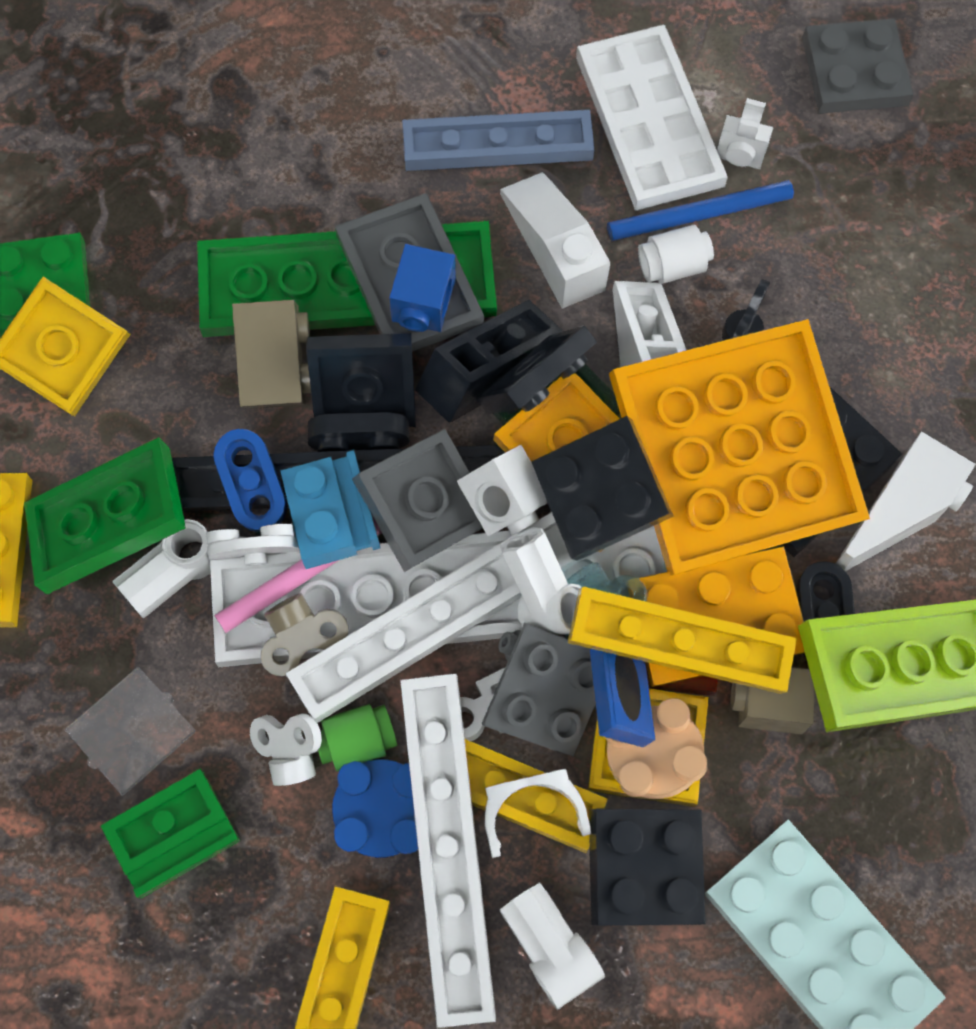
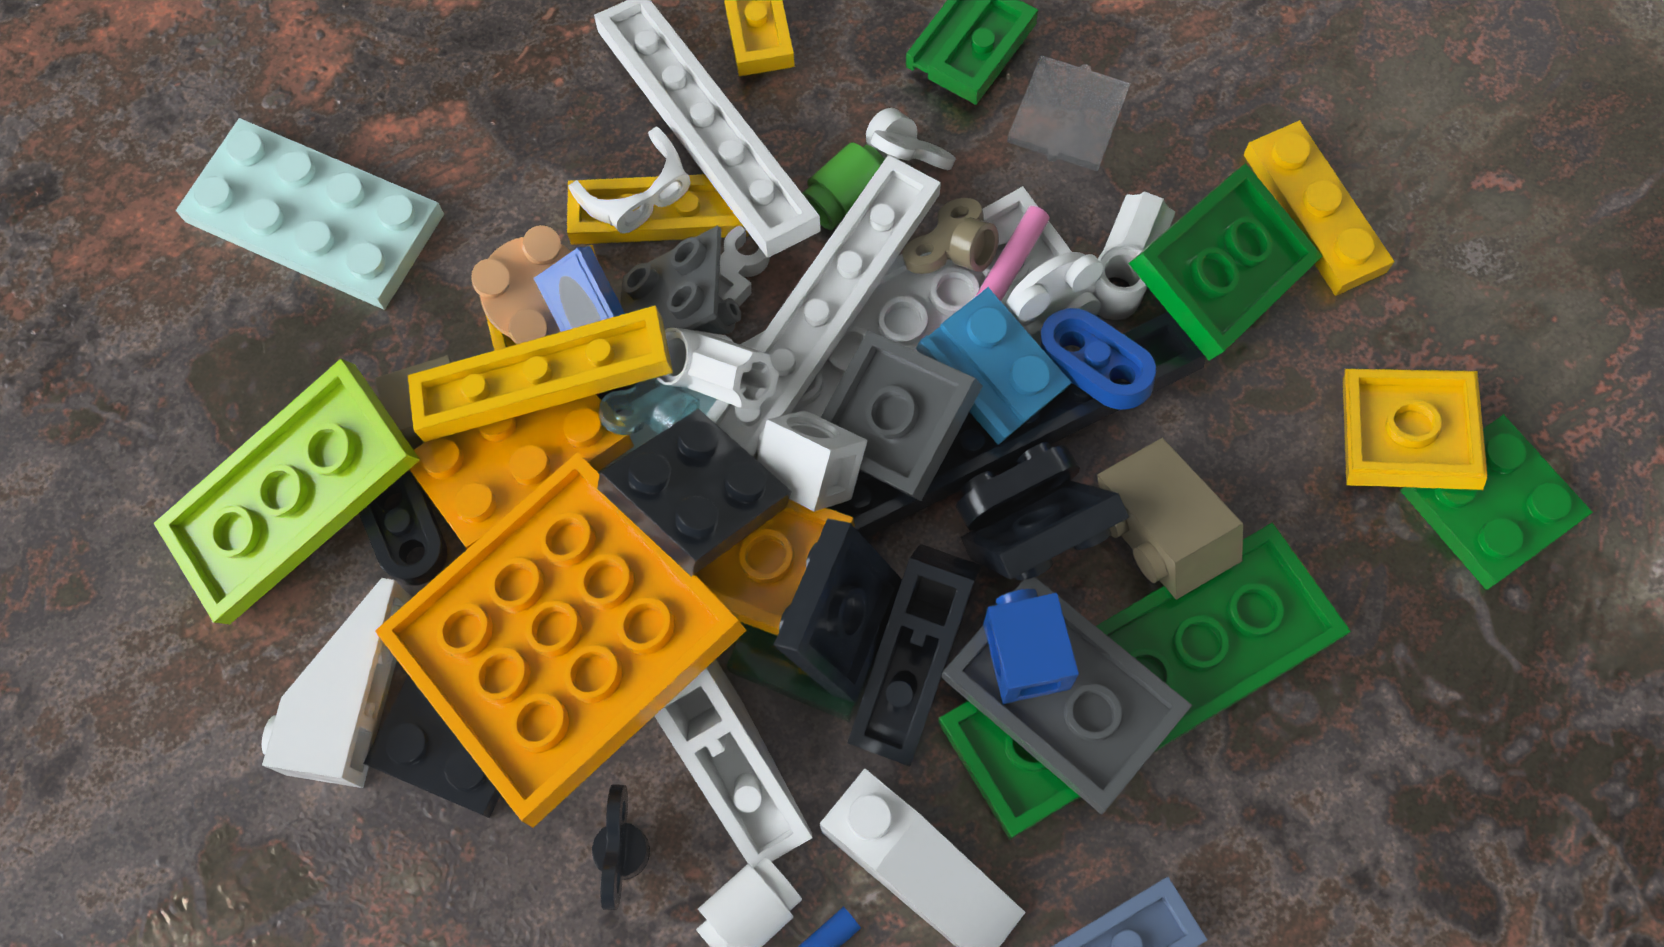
camera: 160 degrees right, 0 degrees up
(375, 809) = (796, 132): blue piece -> none
(558, 957) = (559, 89): white piece -> none
(646, 867) = (504, 190): black plate -> none

